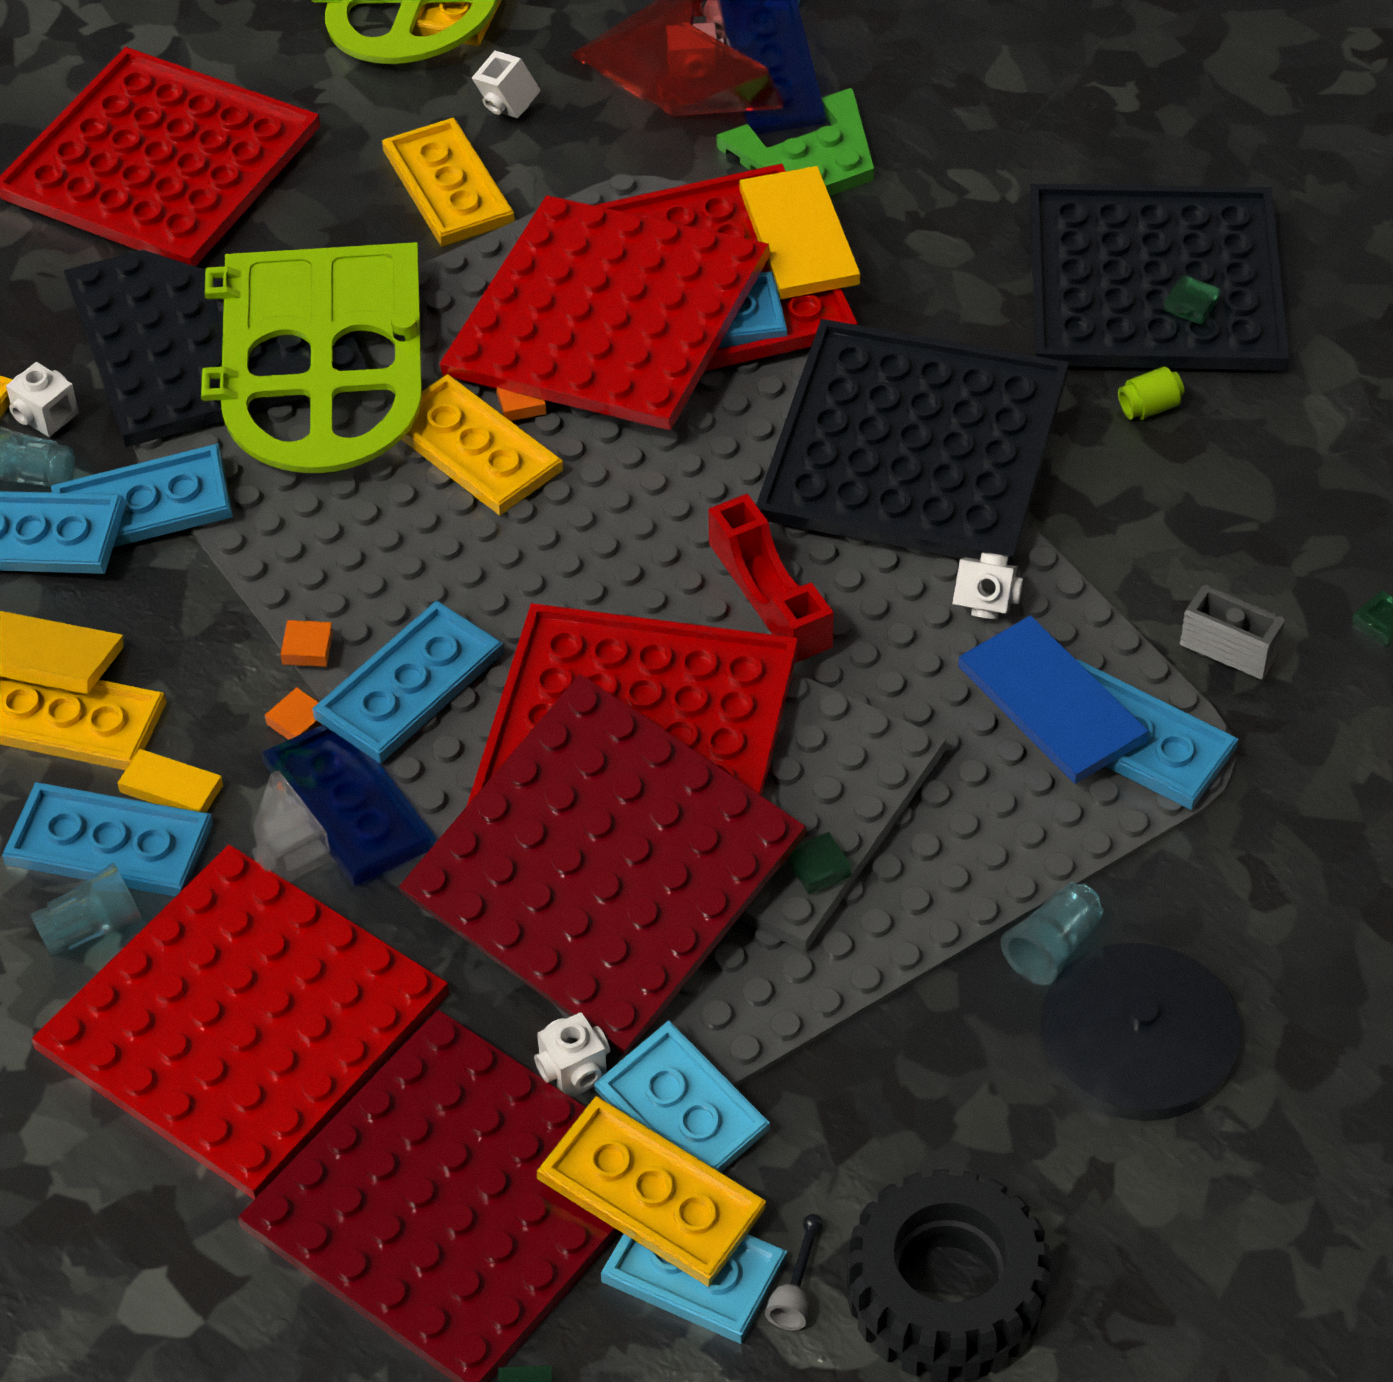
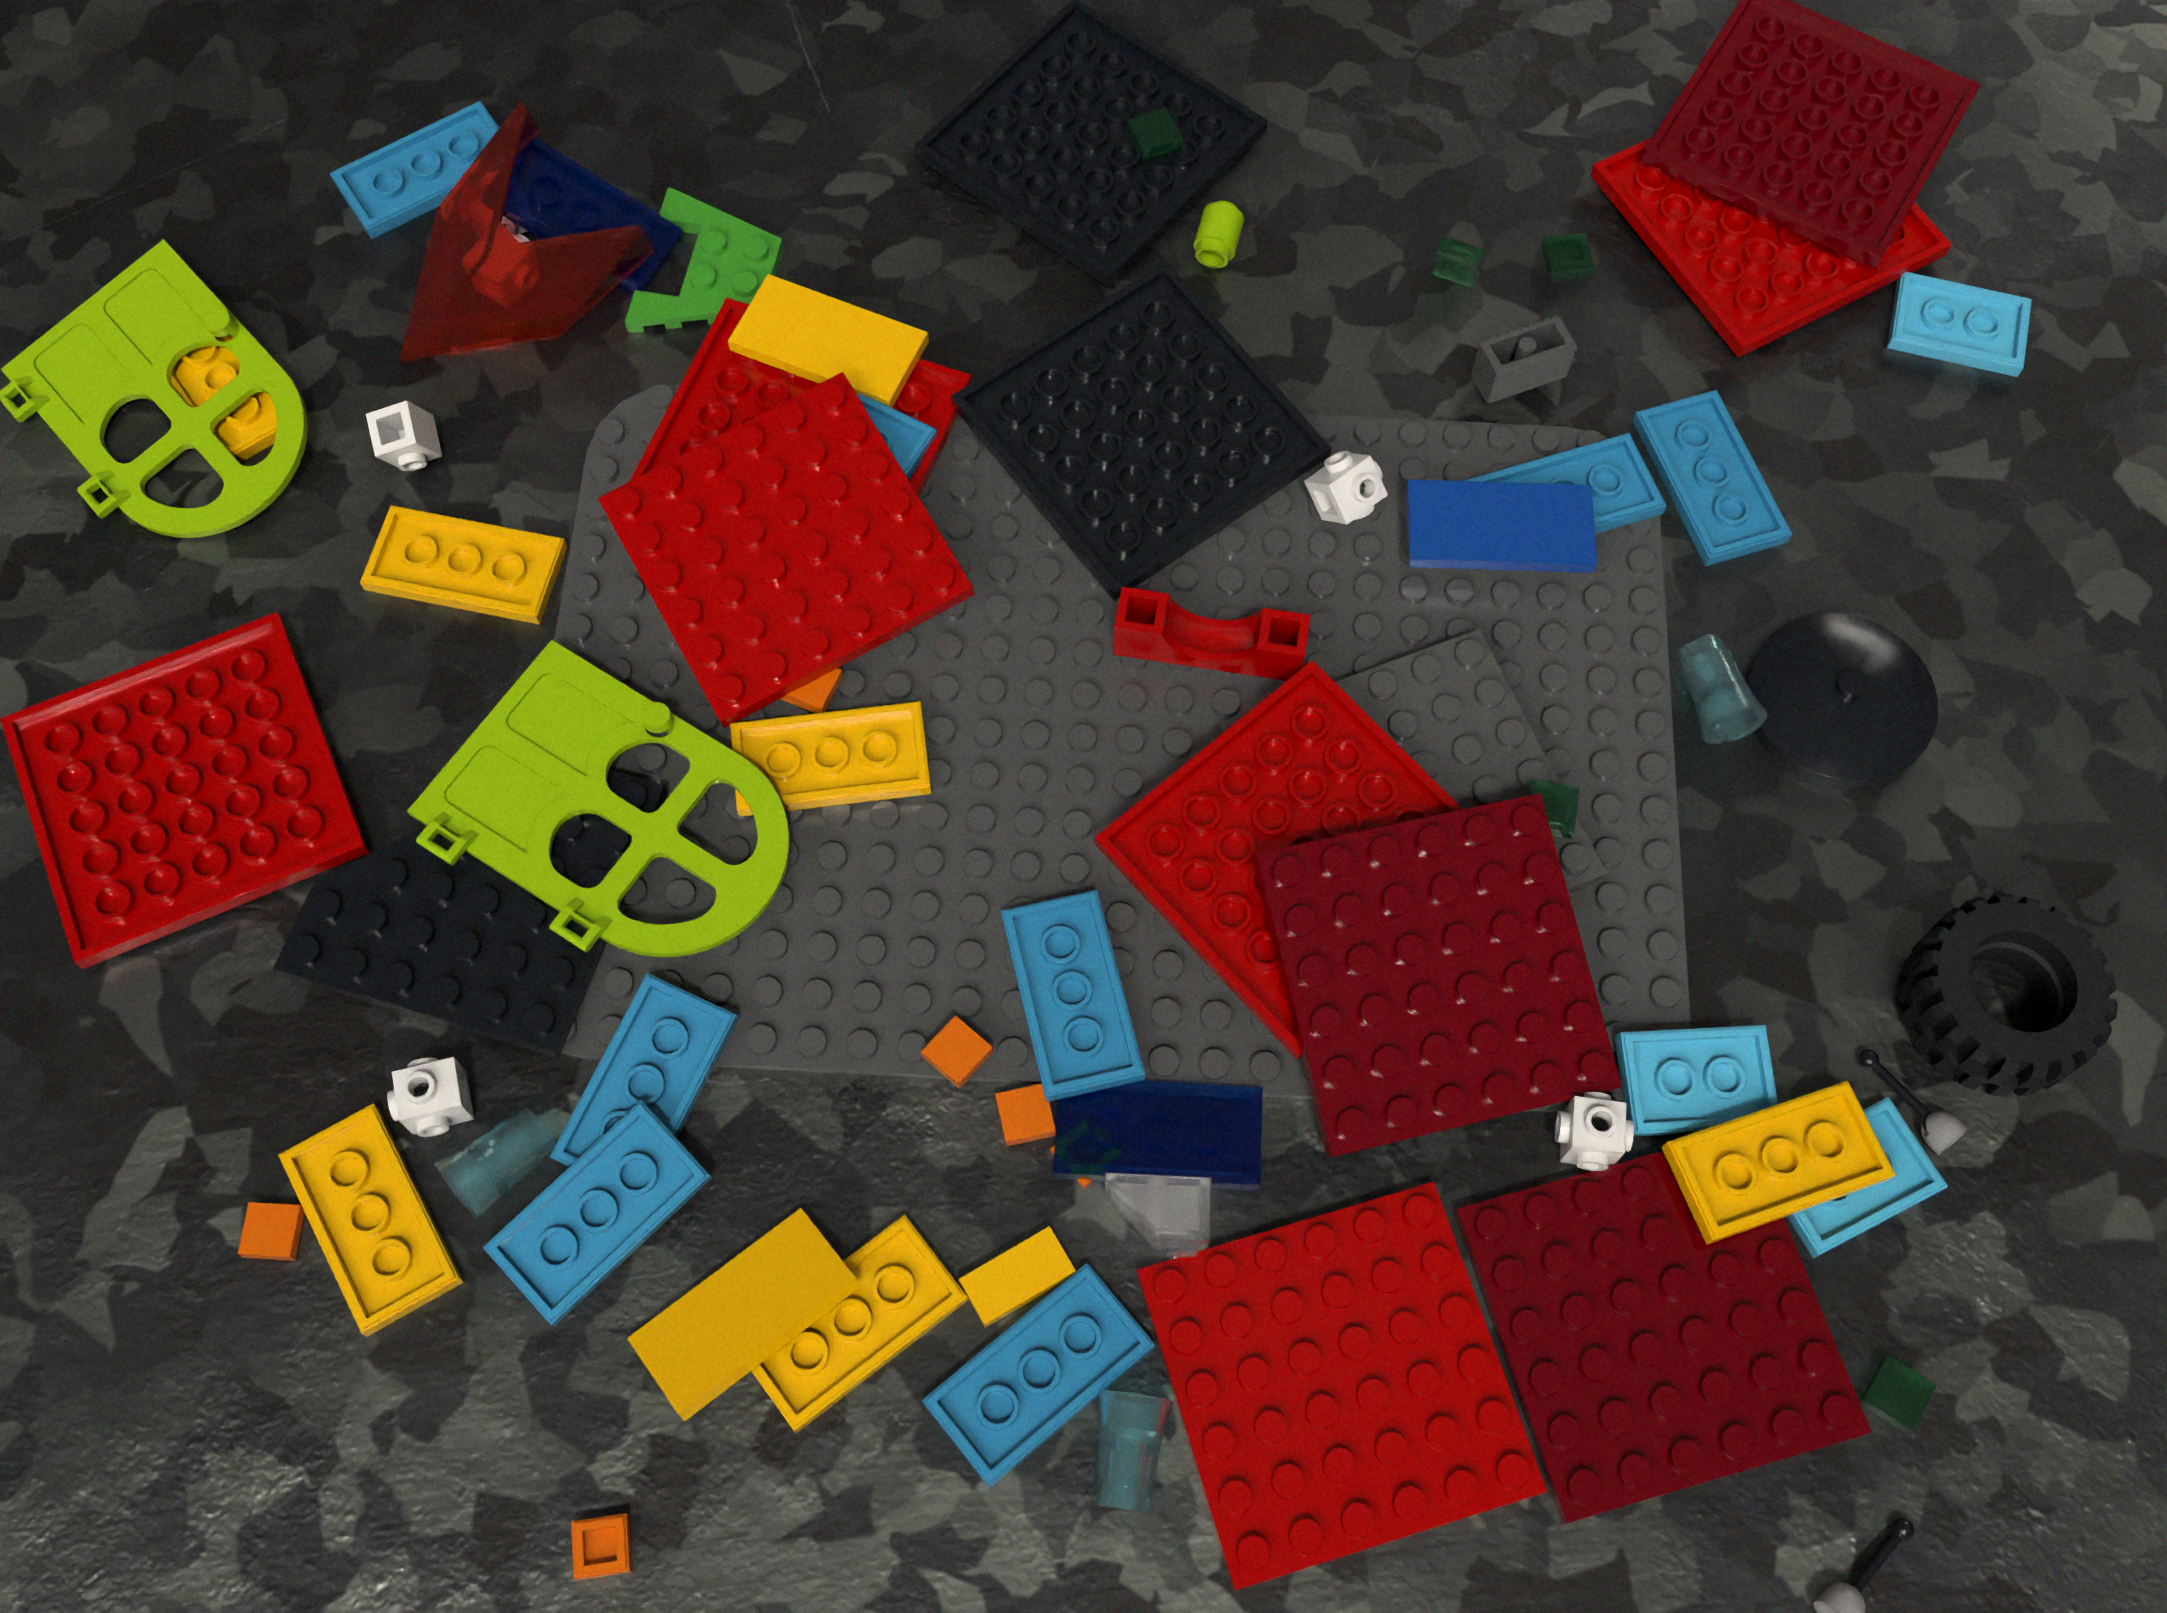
camera: 55 degrees left, 15 degrees up
(1268, 829) = (1711, 478): none -> dark azure tile
(1289, 546) = (1457, 261): none -> clear green tile

